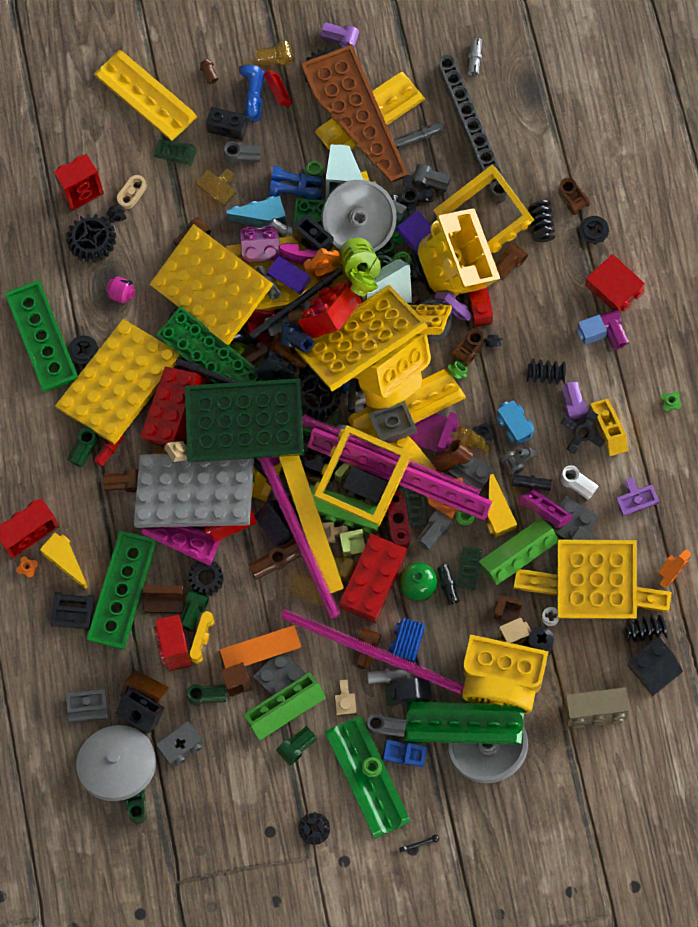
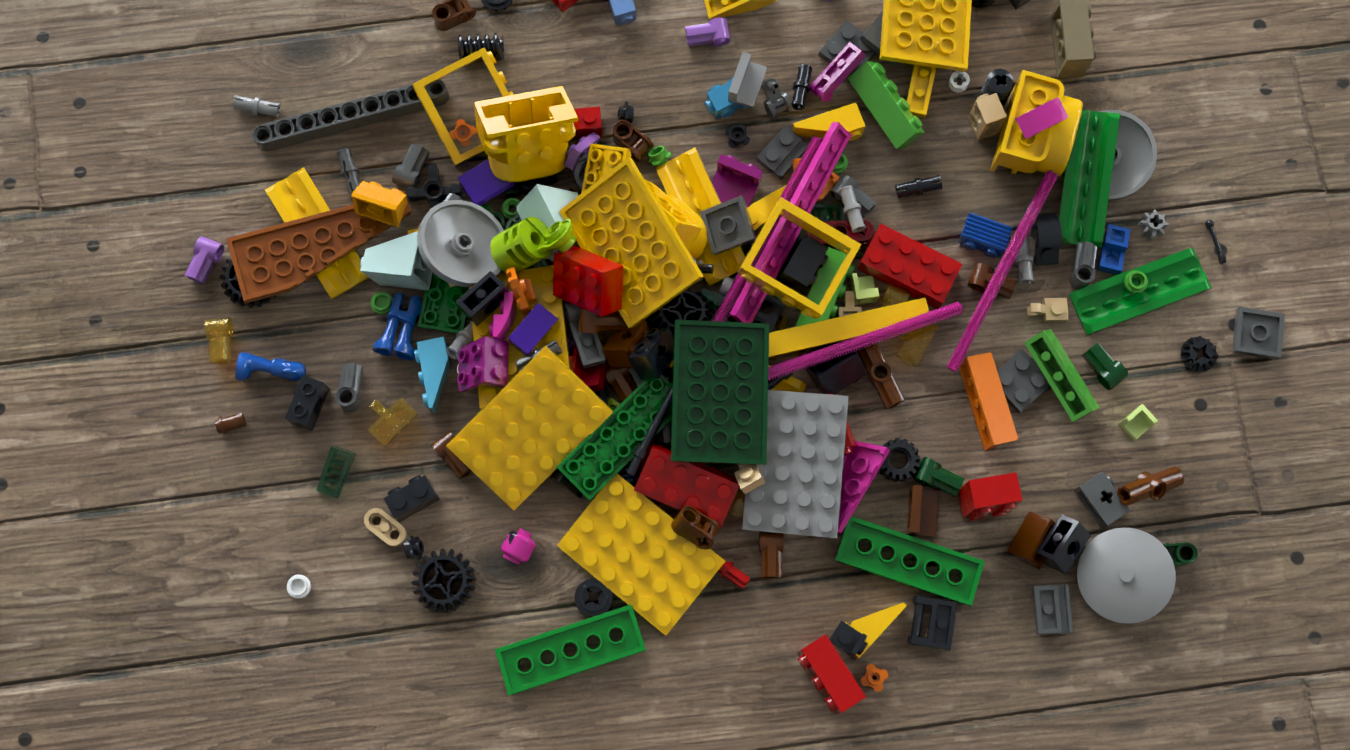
camera: 90 degrees left, 5 degrees up
(53, 538) = (848, 639): none -> black bracket
(78, 182) = (370, 589): red brick -> none
(82, 449) = (727, 603): dark green piece -> none
(83, 136) = (298, 586): none -> white plate
(136, 416) = (694, 526): none -> reddish brown piece
(145, 95) = (251, 505): yellow plate -> none
(154, 207) = (411, 498): none -> black brick
(191, 780) = (1150, 486): none -> reddish brown piece
(201, 637) = (970, 468): yellow plate -> none
(209, 693) = (1042, 464): dark green piece -> none
(236, 679) = (1031, 427): reddish brown panel -> none
(248, 773) = (1138, 422): none -> yellowish green panel
(278, 88) = (267, 338): red tile -> none
(294, 337) = (615, 328): dark blue piece -> none
(325, 282) = (543, 290): black bar -> none
(335, 878) = (1258, 333): none -> dark grey plate
(391, 153) = (379, 203): none -> light orange slope
(417, 524) = (852, 209): none -> light grey pin
(418, 582) = (913, 218): green cylinder -> none
(433, 782) = (1157, 220): none -> light grey gear
(456, 453) = (770, 166): reddish brown piece -> none
(457, 205) = (462, 126): none -> orange plate
(472, 439) = (746, 153): clear yellow piece -> none
(474, 552) = (900, 155): clear green slope -> none
(500, 664) = (1042, 118): none -> dark pink slope
(507, 609) = (950, 126): reddish brown panel -> none
(511, 258) = (522, 82): reddish brown piece -> none
(524, 429) = (746, 81): none -> light grey panel
(546, 371) = (670, 57): black piece -> none
(580, 484) = (805, 36): white piece -> none
(587, 423) = (747, 25): black pin -> none

